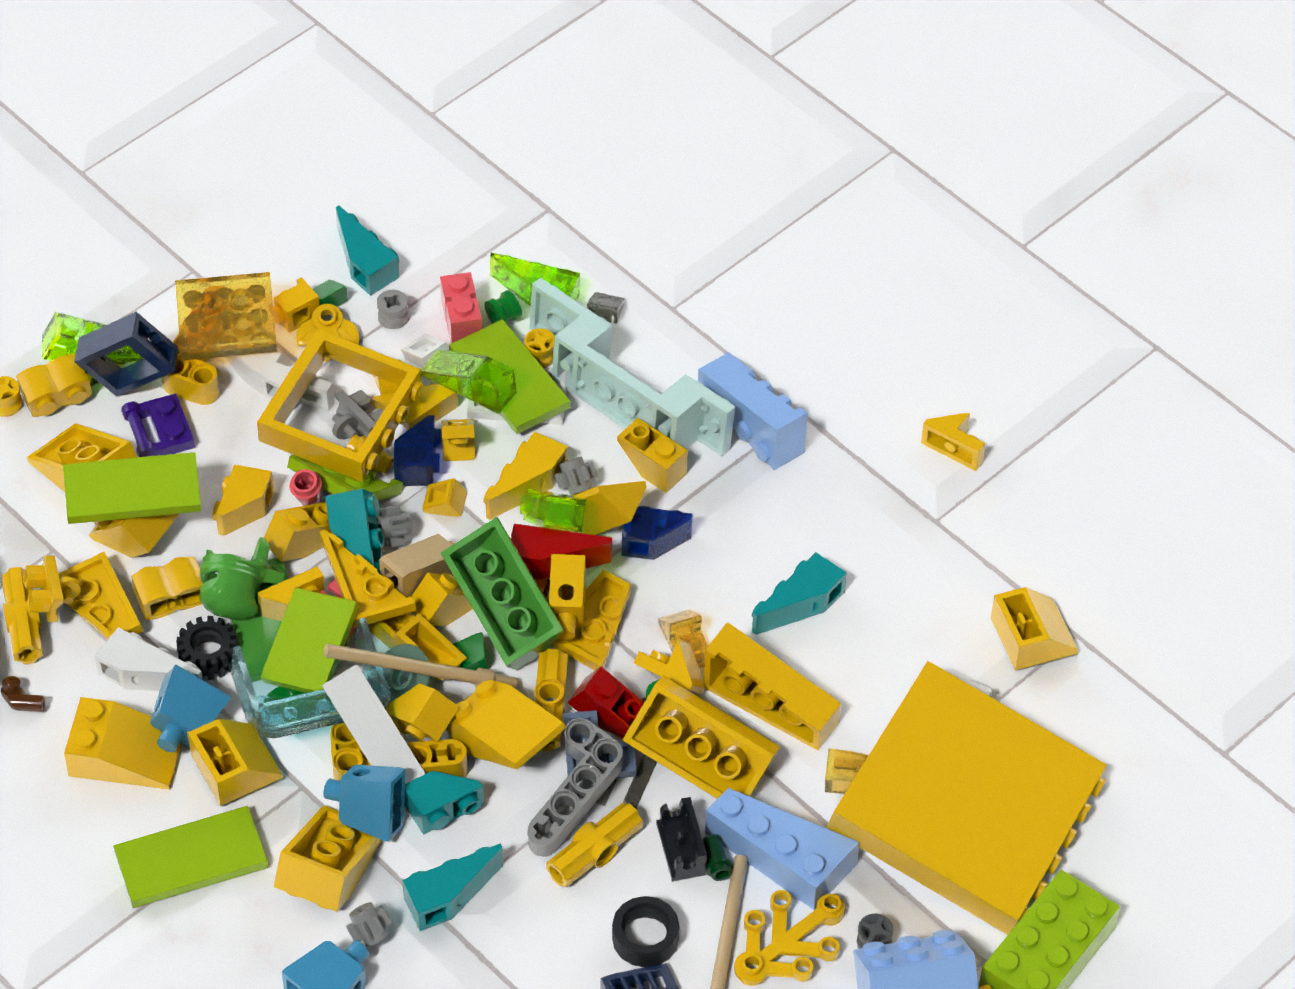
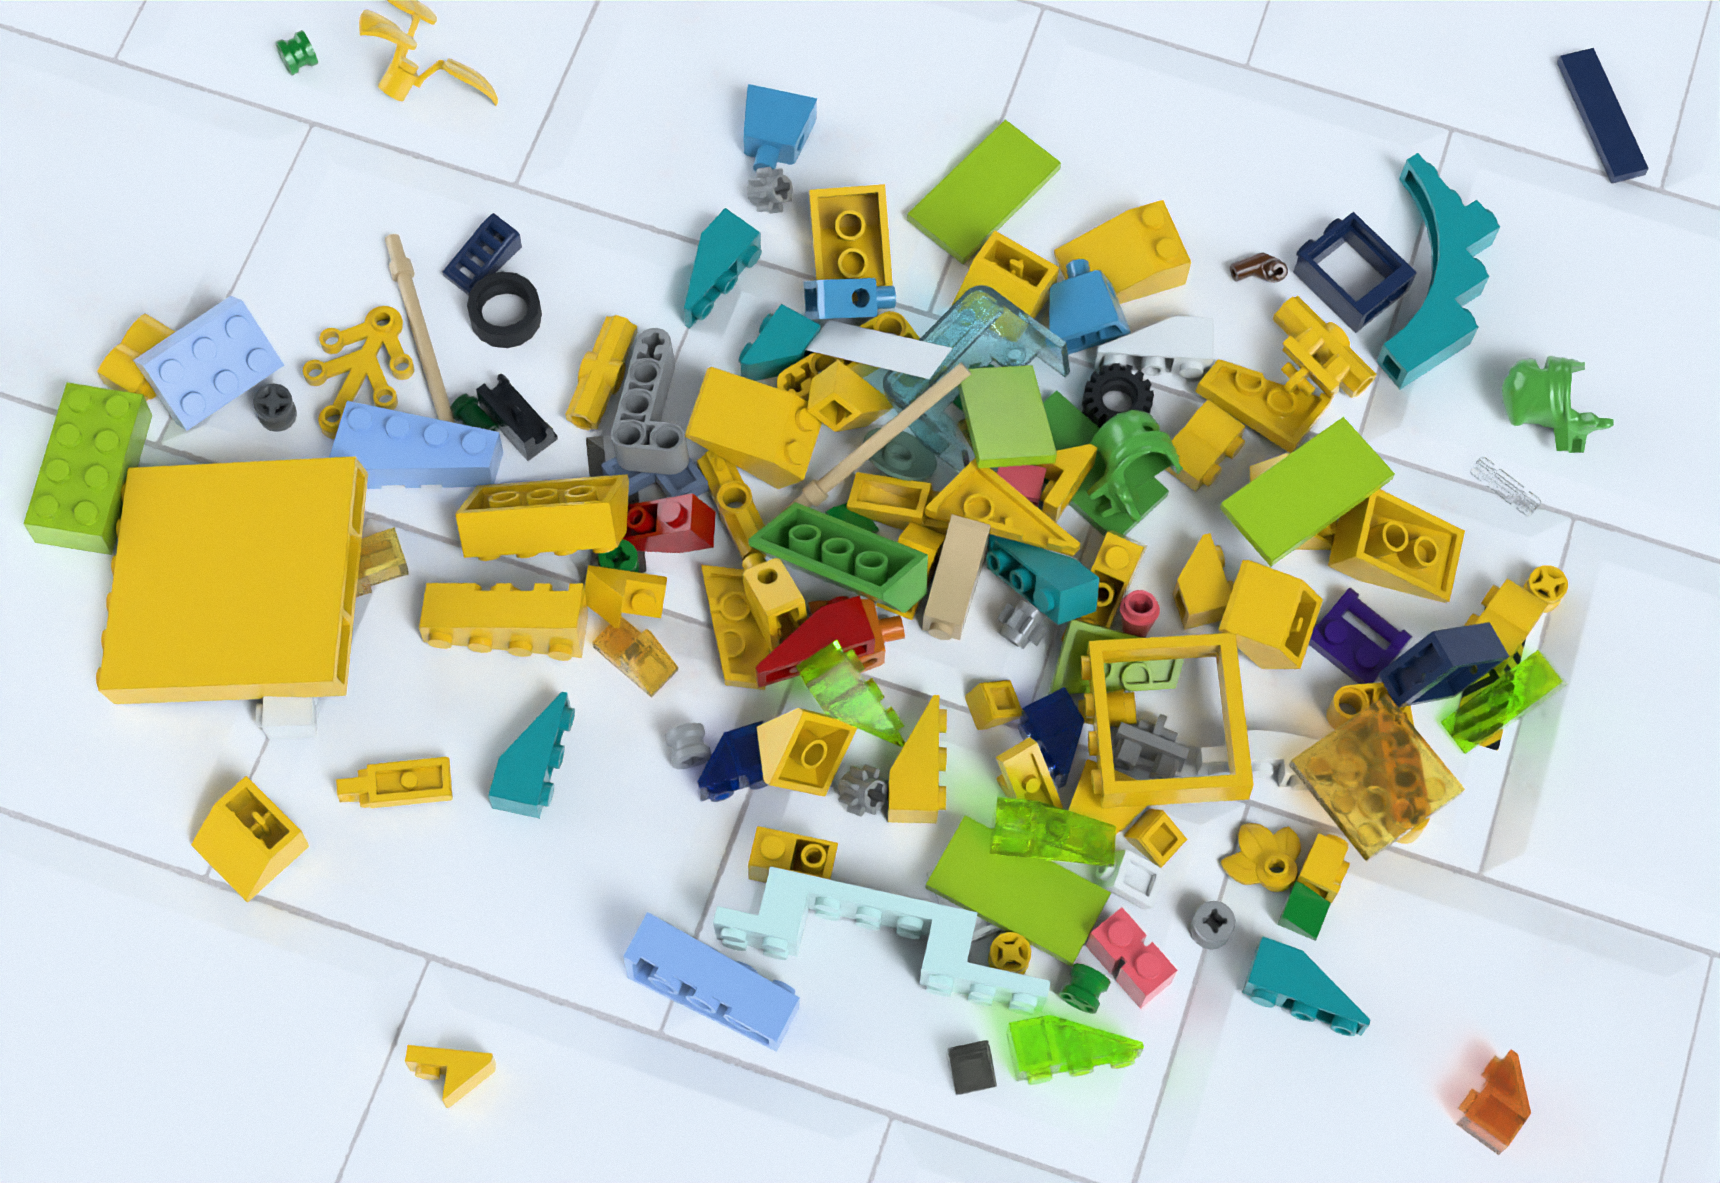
camera: 150 degrees right, 15 degrees up
(218, 443) = (1271, 616): none -> yellow slope
(288, 148) = (1499, 1106): none -> clear orange slope
(682, 557) = (688, 745): none -> light grey wheel
(907, 624) = (399, 783): none -> yellow hinge

